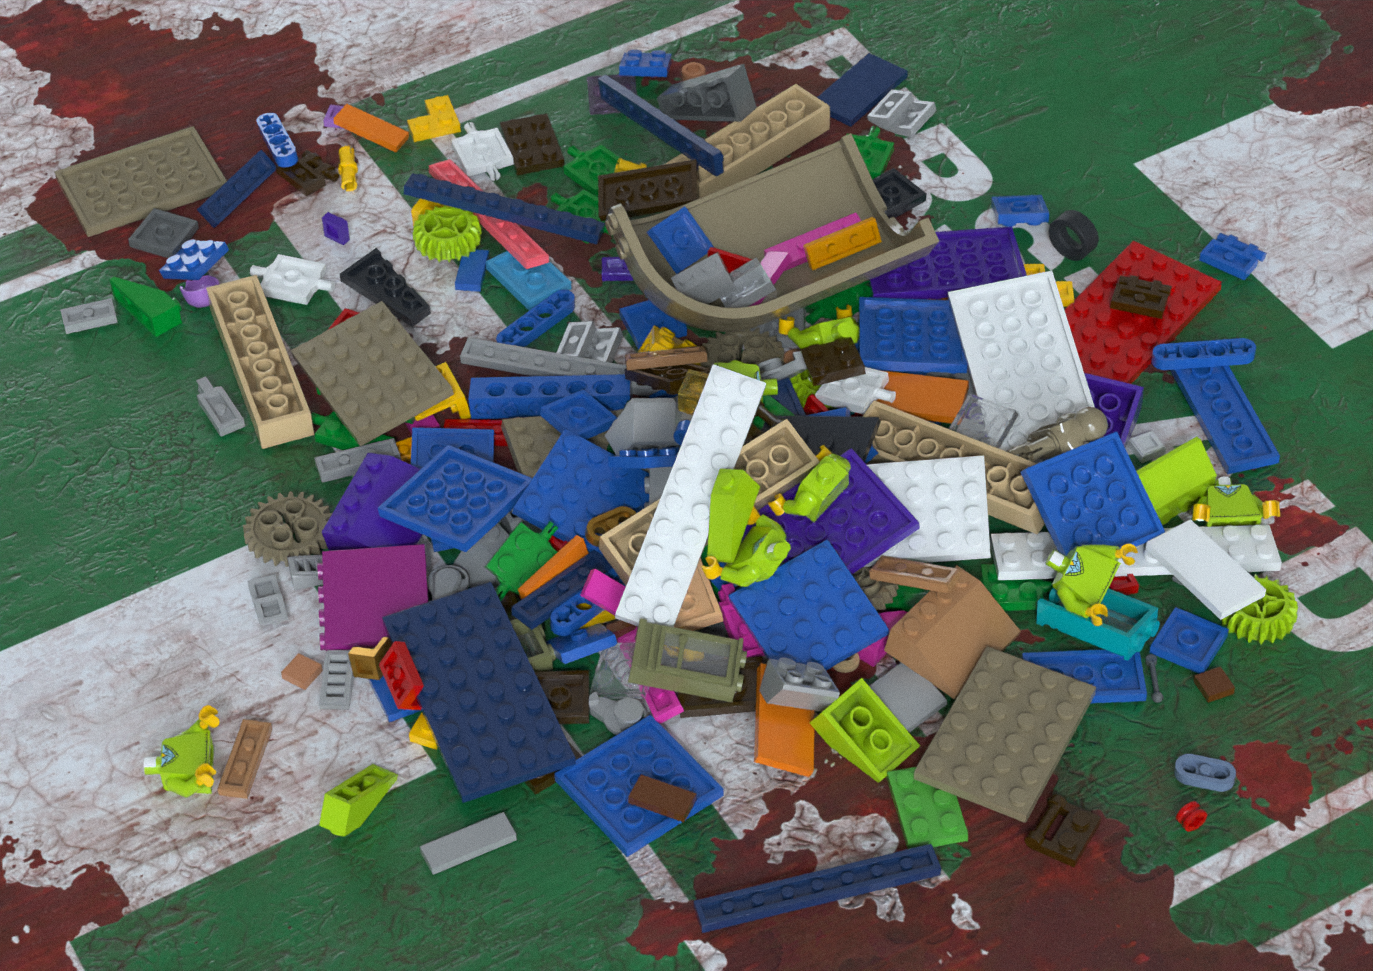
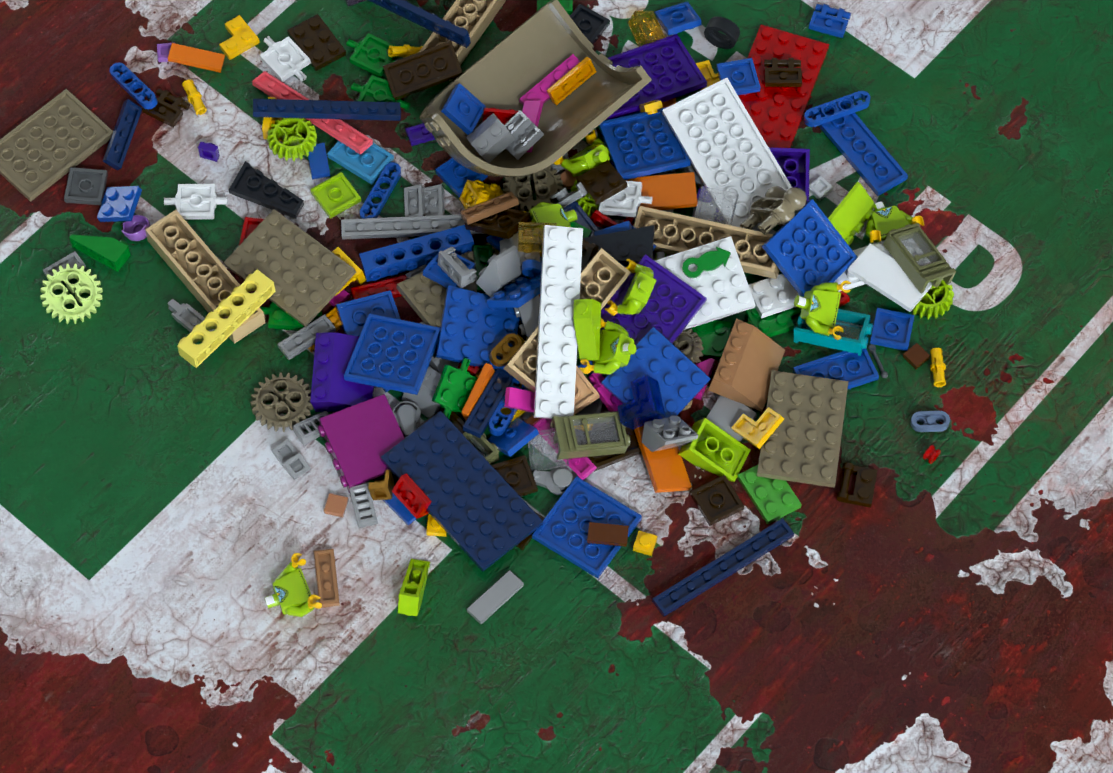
camera: 20 degrees left, 15 degrees up
(58, 350) = (85, 284): none -> yellowish green gear
(255, 405) = (211, 340): none -> light yellow brick
(476, 312) = (335, 195): none -> lime tile
(584, 412) = (456, 268): none -> light grey hinge
(715, 828) = (645, 543): none -> yellow plate
(777, 637) = (645, 406): none -> clear blue panel
(843, 797) = (717, 500): none -> dark brown plate
(915, 574) = (713, 334): medium nougat tile -> none
(933, 716) = (759, 431): none -> yellow plate
(936, 480) = (706, 262): none -> green brick
(937, 292) = (651, 107): none -> yellow plate
(972, 210) = (645, 27): none -> clear yellow bracket
(1079, 287) = (741, 75): none -> blue plate
(1242, 705) = (938, 367): none -> yellow pin
(1255, 549) = (918, 257): none -> olive door

